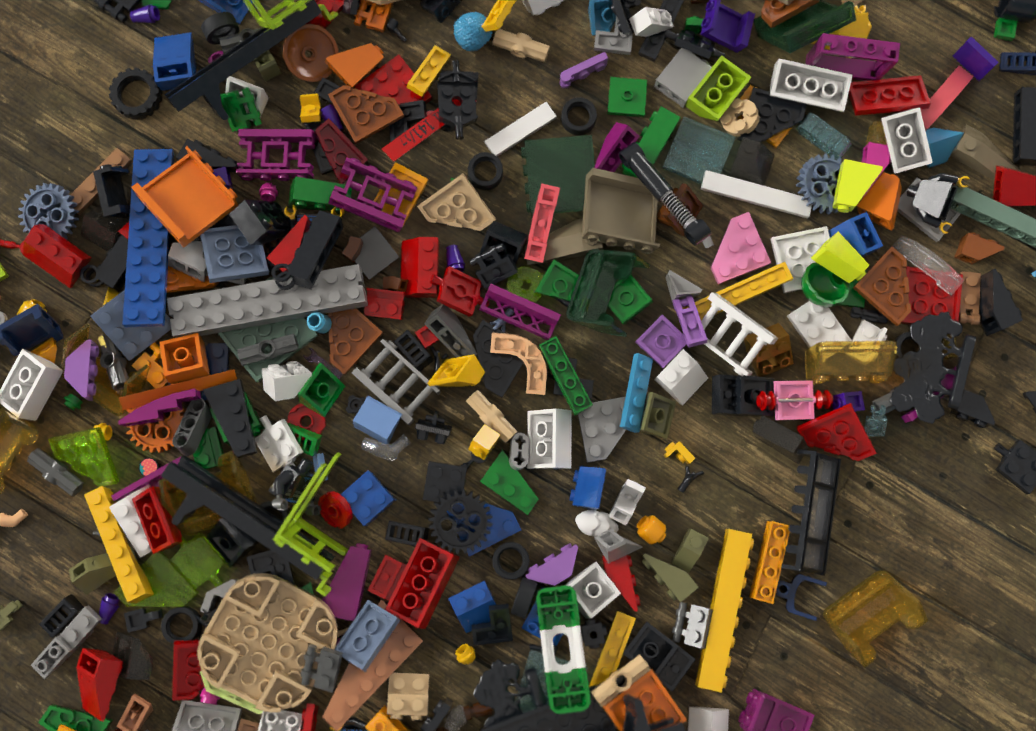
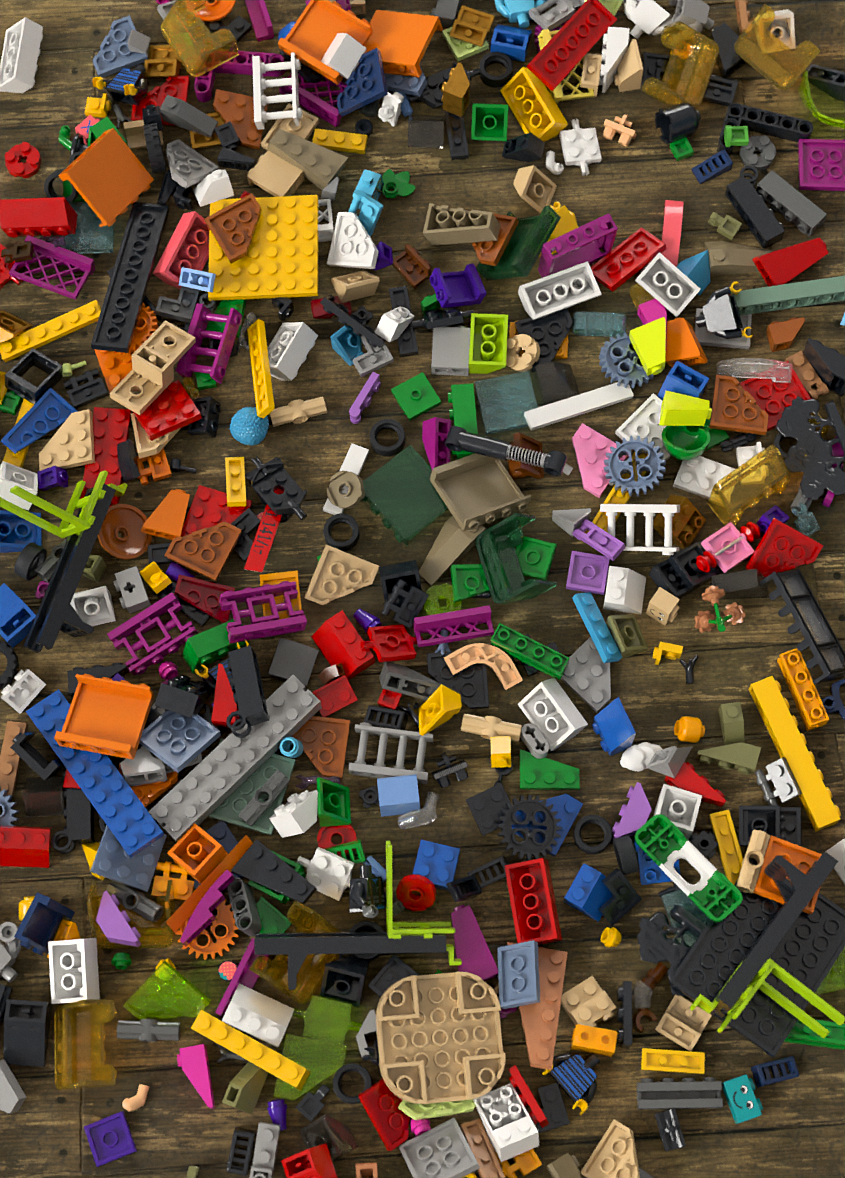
camera: 30 degrees left, 10 degrees down
(69, 532) = (196, 1067): none -> dark pink slope
(144, 131) = (22, 690): none -> white bracket
(156, 521) = (271, 1002): red slope -> none
(235, 109) = (90, 616): green plate -> none
(288, 114) = (138, 598): none -> light grey brick
(327, 671) = (506, 1024): dark grey plate -> none
(353, 248) = (276, 667): reddish brown piece -> none
(383, 534) = (464, 889): none -> black slope
(387, 577) = (500, 920): red plate -> none
(520, 141) = (355, 492): none -> dark tan plate
(541, 222) = (420, 542): coral slope -> none
(626, 501) = (652, 719): white brick -> none
(703, 414) = (663, 607): none -> tan brick
(731, 448) = (734, 612): none -> nougat plant
(749, 271) = (652, 463): none -> sand blue gear
(975, 58) = (675, 187): dark purple tile -> none
(996, 123) = (726, 226): none -> olive plate

